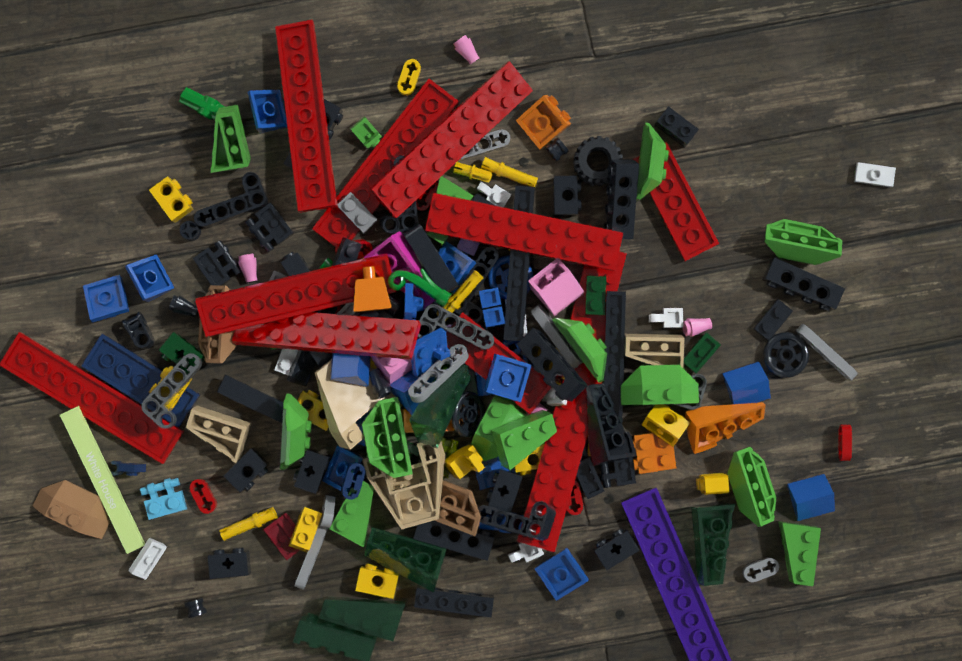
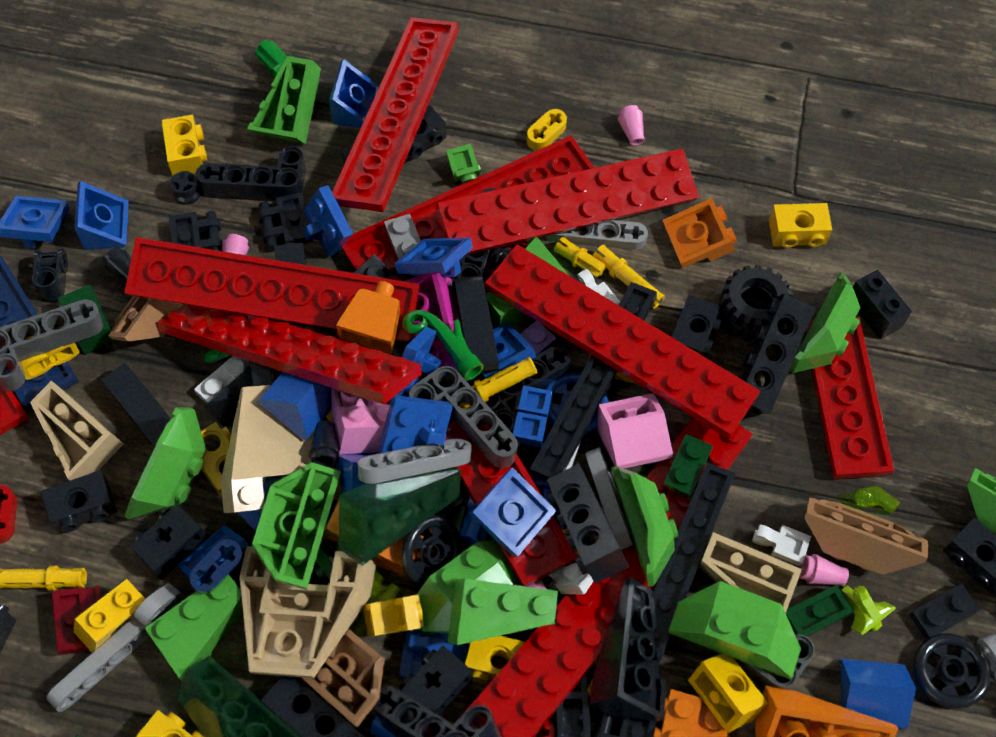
camera: 25 degrees right, 25 degrees down
(301, 224) = (326, 222): none -> blue hinge
(386, 228) = (435, 256): none -> blue hinge
(425, 200) = (498, 256): none -> black plate
(557, 149) = (704, 271): black wheel -> none
(613, 76) = (788, 219): none -> yellow brick
(713, 262) = (876, 496): none -> clear neon green arm
(713, 295) = (863, 538): none -> medium nougat wedge
(729, 340) = (866, 612): none -> lime piece

